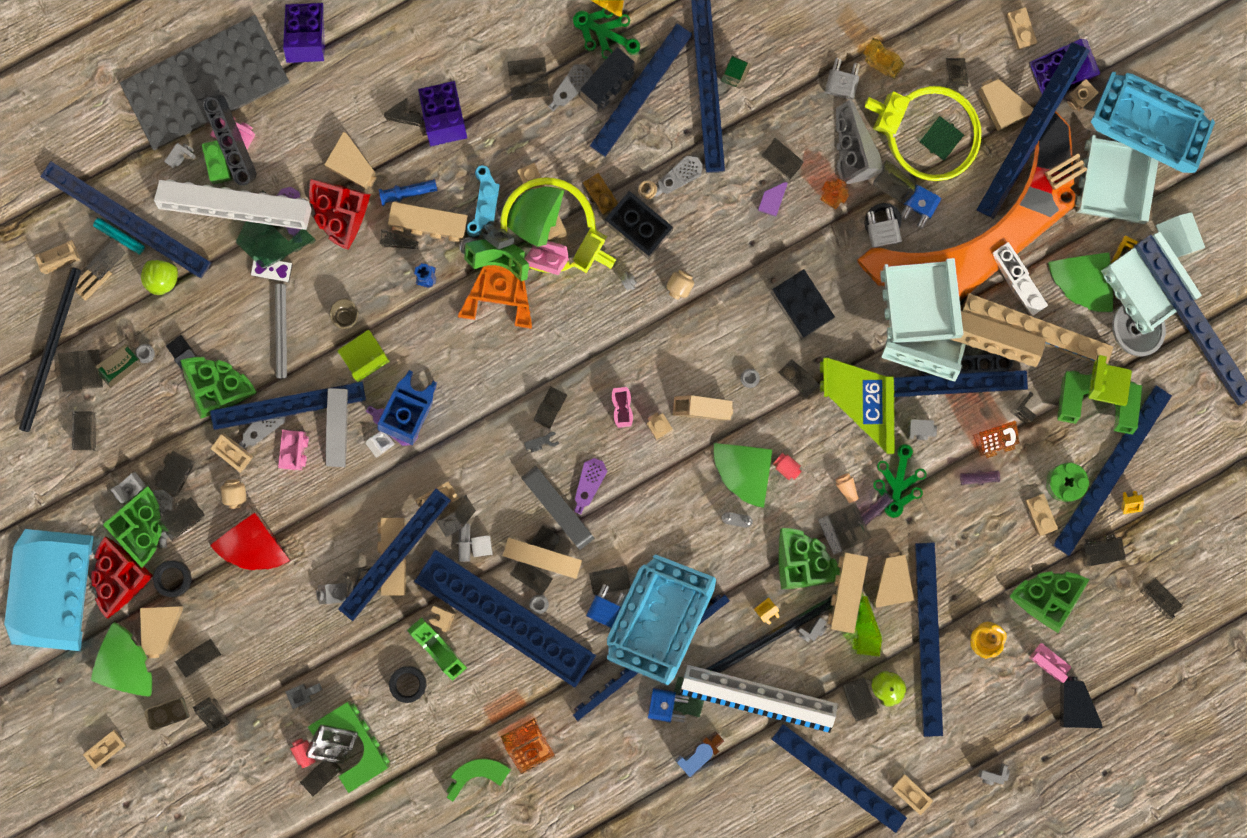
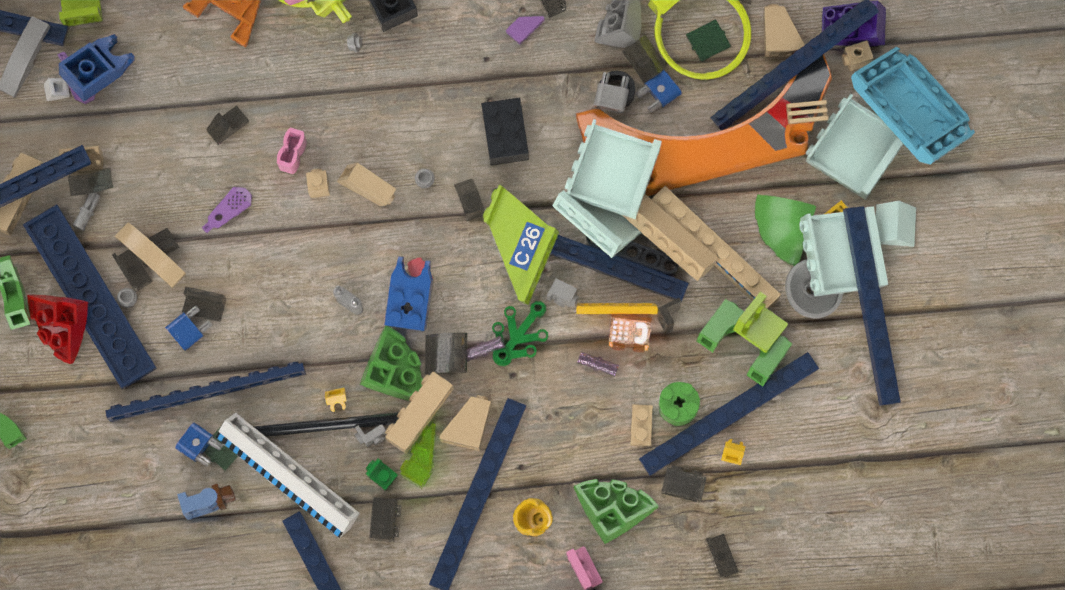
camera: 30 degrees right, 10 degrees down
(445, 618) = (31, 269): tan hinge -> none
(481, 546) = (102, 221): white slope -> none
(492, 655) = (59, 323): none -> red brick
(527, 746) = (50, 423): clear orange slope -> none
(536, 444) = (199, 150): dark grey plate -> none
(557, 507) = (188, 217): dark grey beam -> none
(659, 618) = (230, 357): medium azure slope -> none
(680, 284) = (400, 65): tan head -> none
(744, 471) = (376, 259): bright green brick -> none
(790, 488) = (412, 290): none -> blue brick
(831, 198) = (576, 43): clear orange brick -> none
(837, 659) = (380, 474): none -> green bracket
(847, 487) = (467, 317): light nougat cone -> none
(881, 688) = (417, 529): lime piece -> none
(976, 422) = (616, 308): none -> yellow tile
(1019, 279) = (719, 194): white slope -> none

